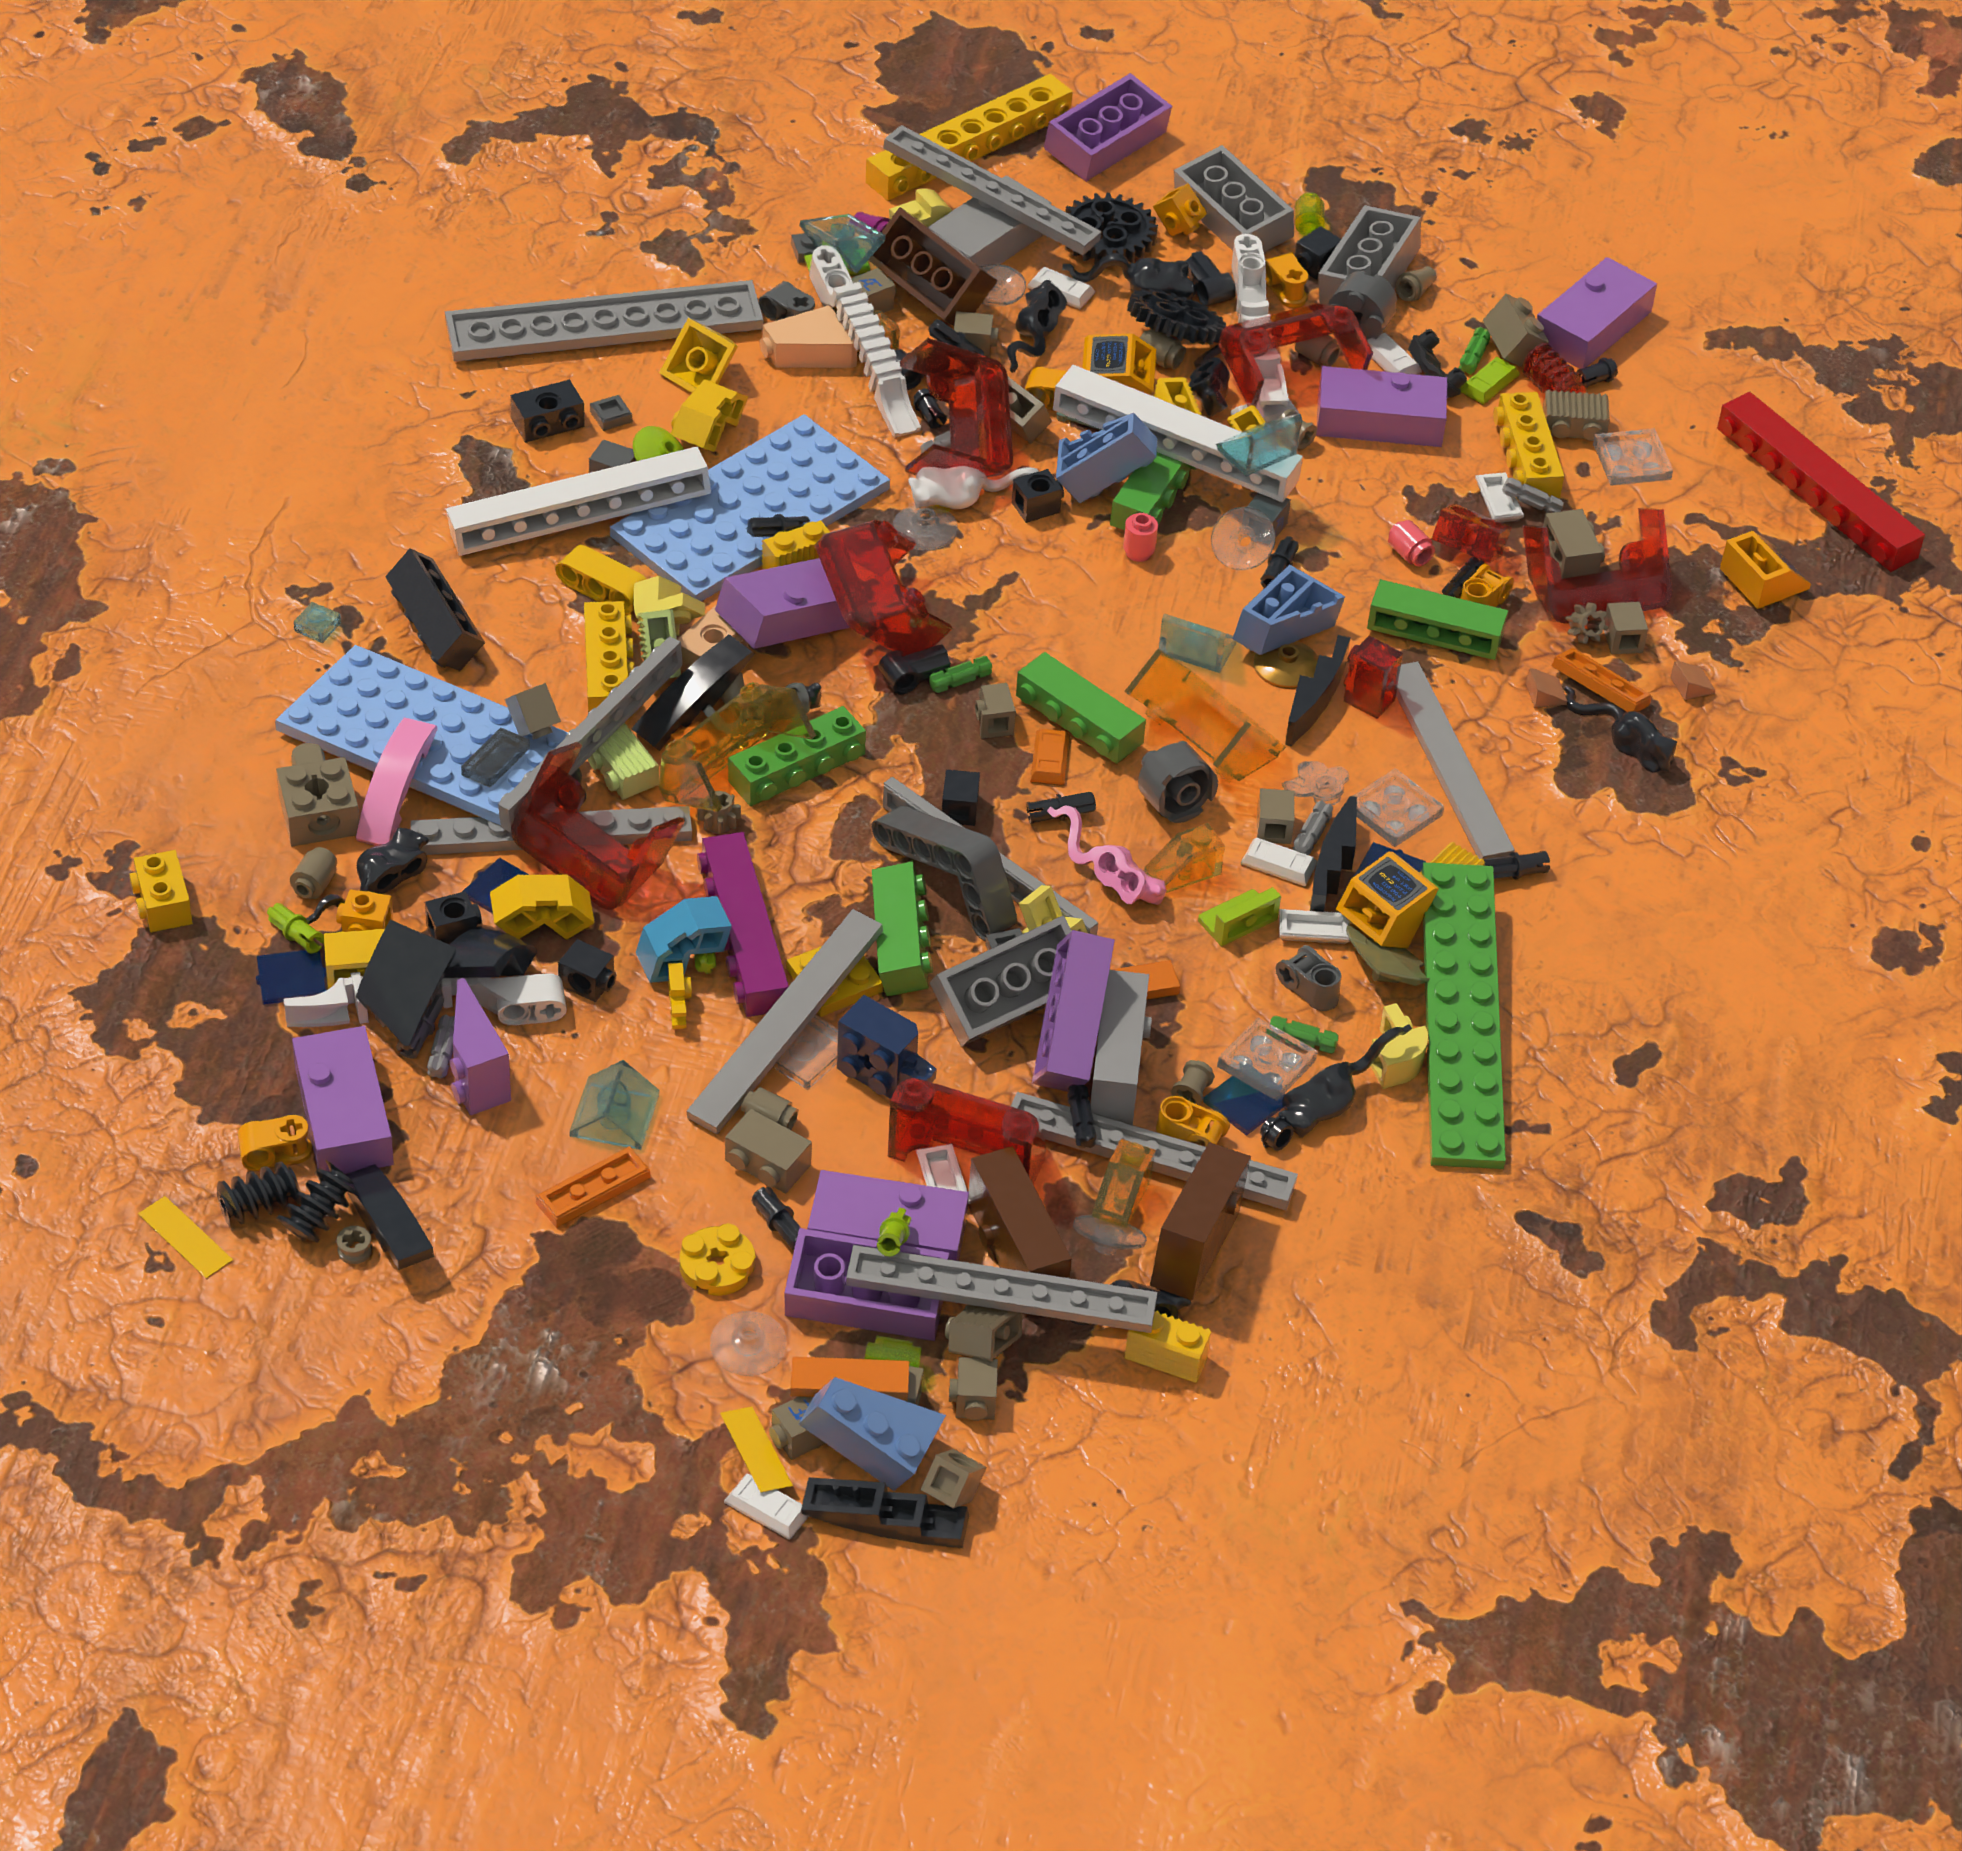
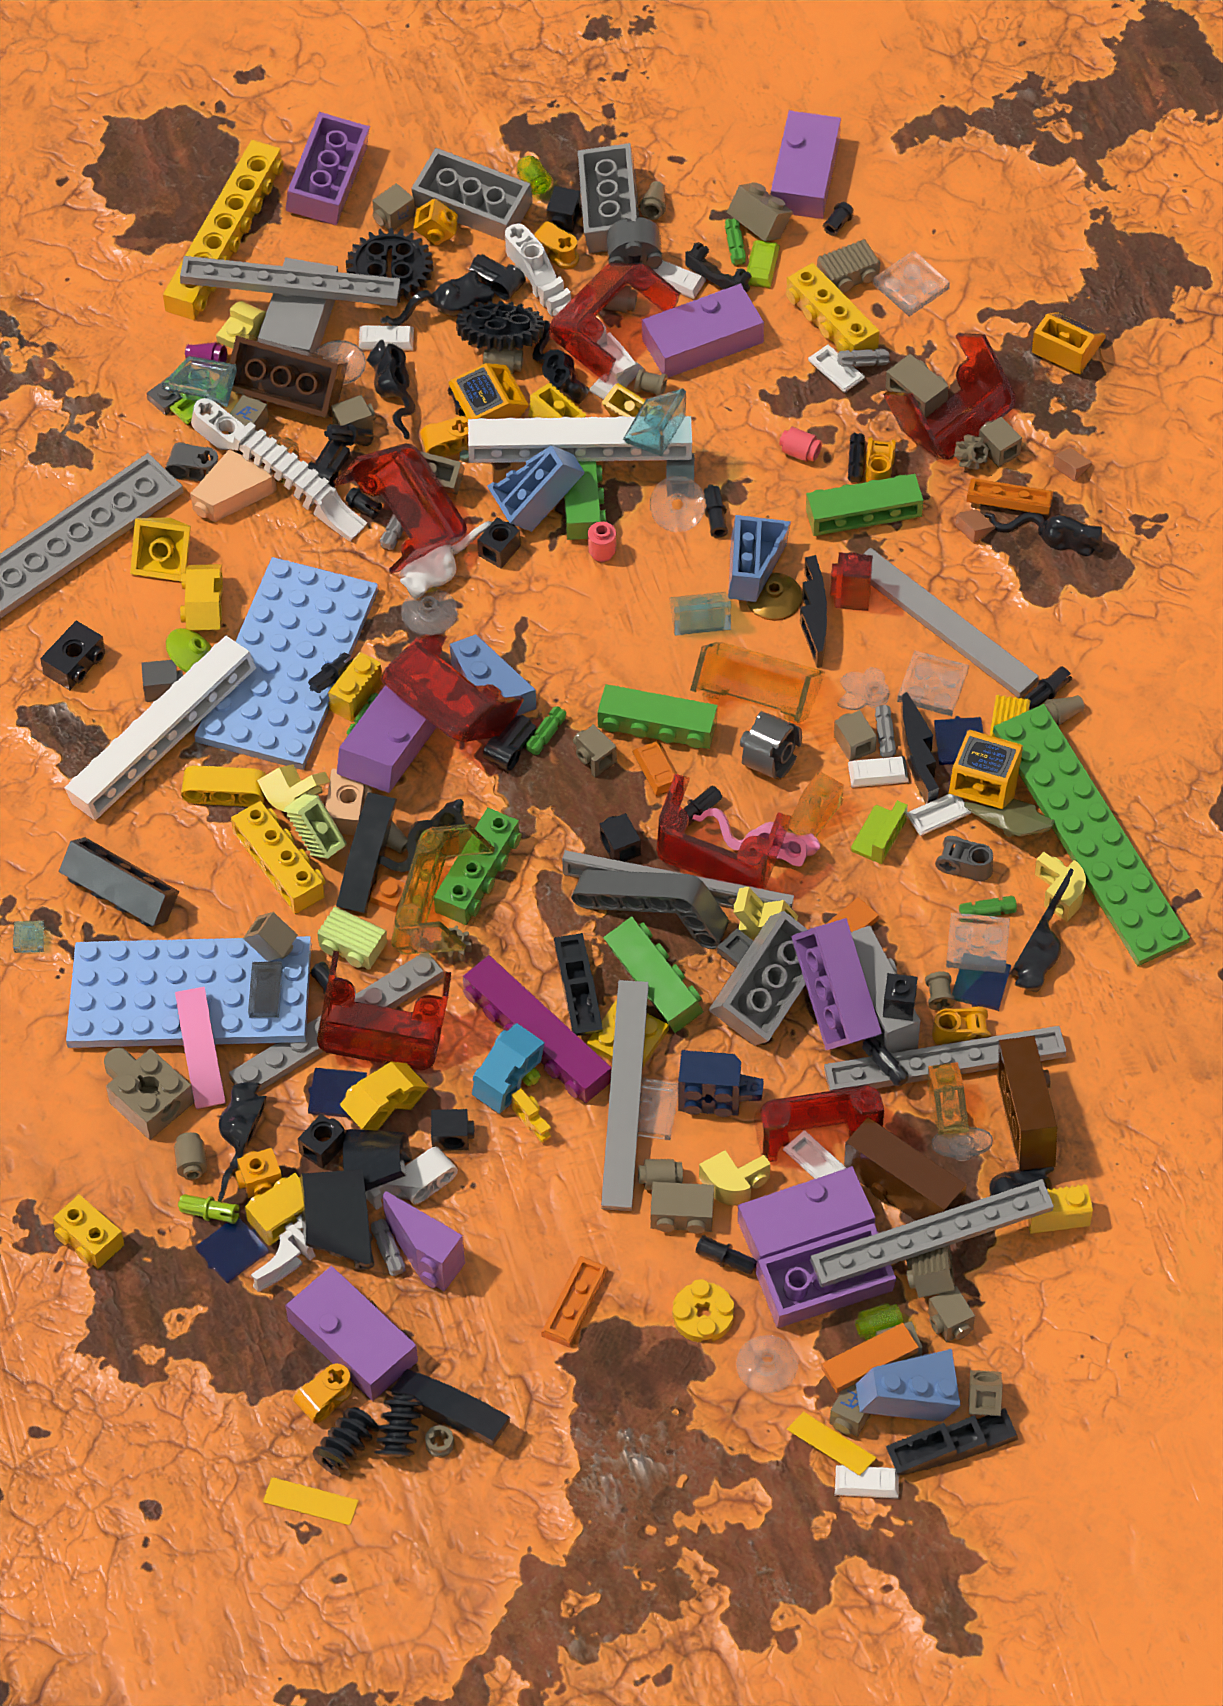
camera: 25 degrees left, 10 degrees up
(605, 719) = (321, 942): light grey plate -> none
(611, 412) = (119, 629): dark grey tile -> none
(615, 1107) = (546, 1230): clear light blue slope -> none
(817, 904) = (578, 984): none -> black slope
(837, 1153) = (731, 1183): none -> light yellow brick
(894, 1232) = (832, 1230): lime axle -> none
(935, 580) = (484, 666): none -> medium blue wedge
(1076, 868) = (748, 868): none -> clear red windscreen
(1126, 1046) = (900, 996): none -> black brick
(1148, 183) = (393, 207): none -> dark tan brick
(1276, 1133) = (1021, 999): black plate -> none
(1471, 533) = (841, 414): clear red brick -> none
(1515, 890) = (1064, 708): none -> dark tan cone
(1551, 371) = (807, 239): clear red piece -> none
(1820, 481) = (1058, 238): red brick -> none

